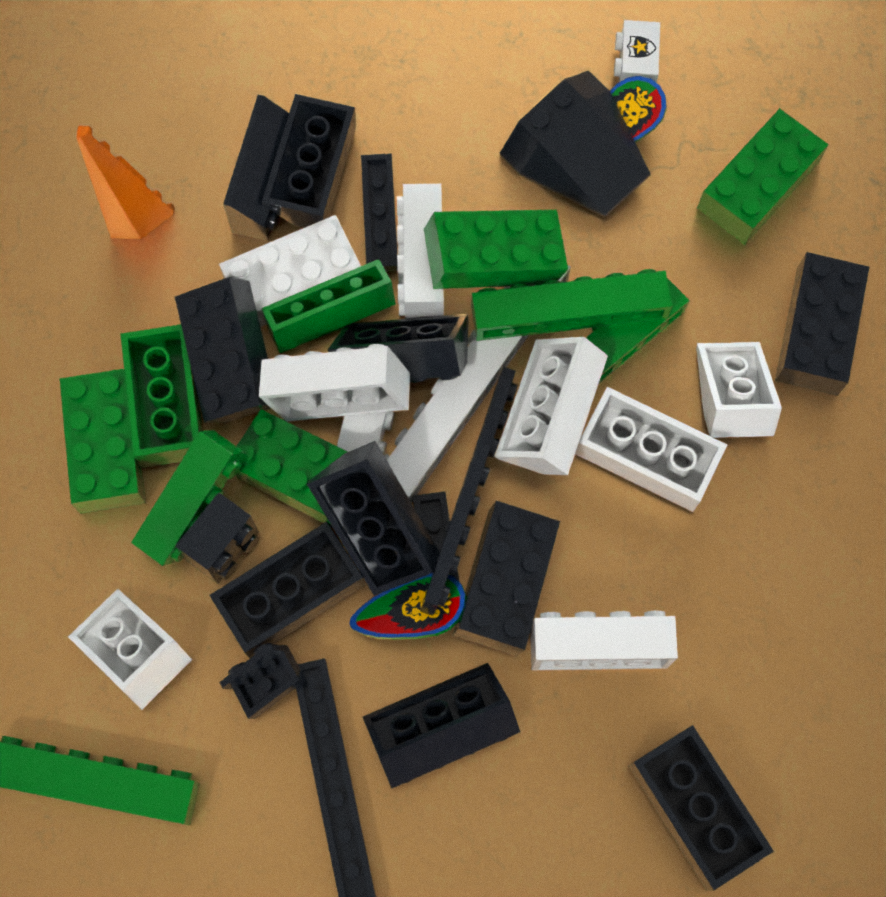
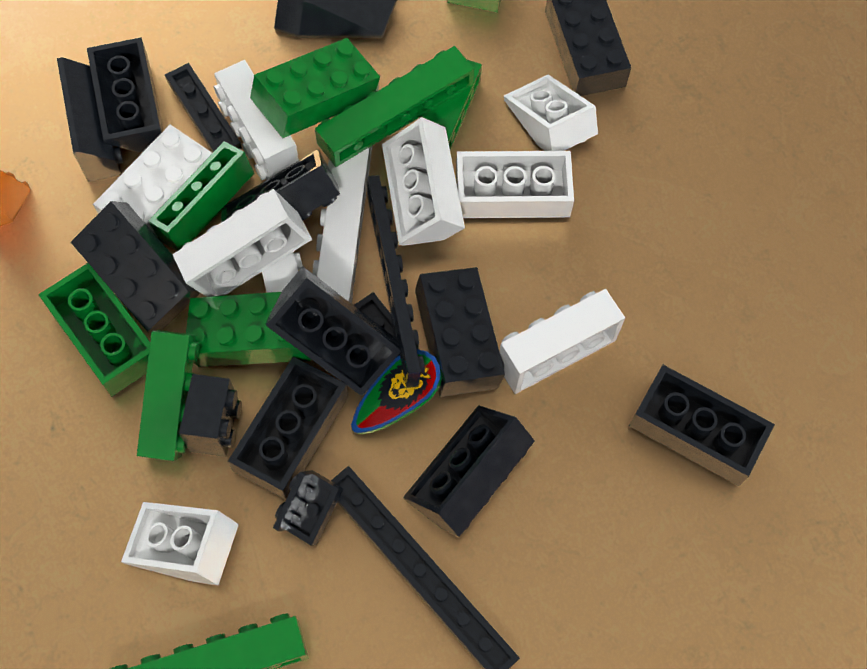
camera: 30 degrees left, 5 degrees down
(100, 443) = (66, 390): green brick -> none

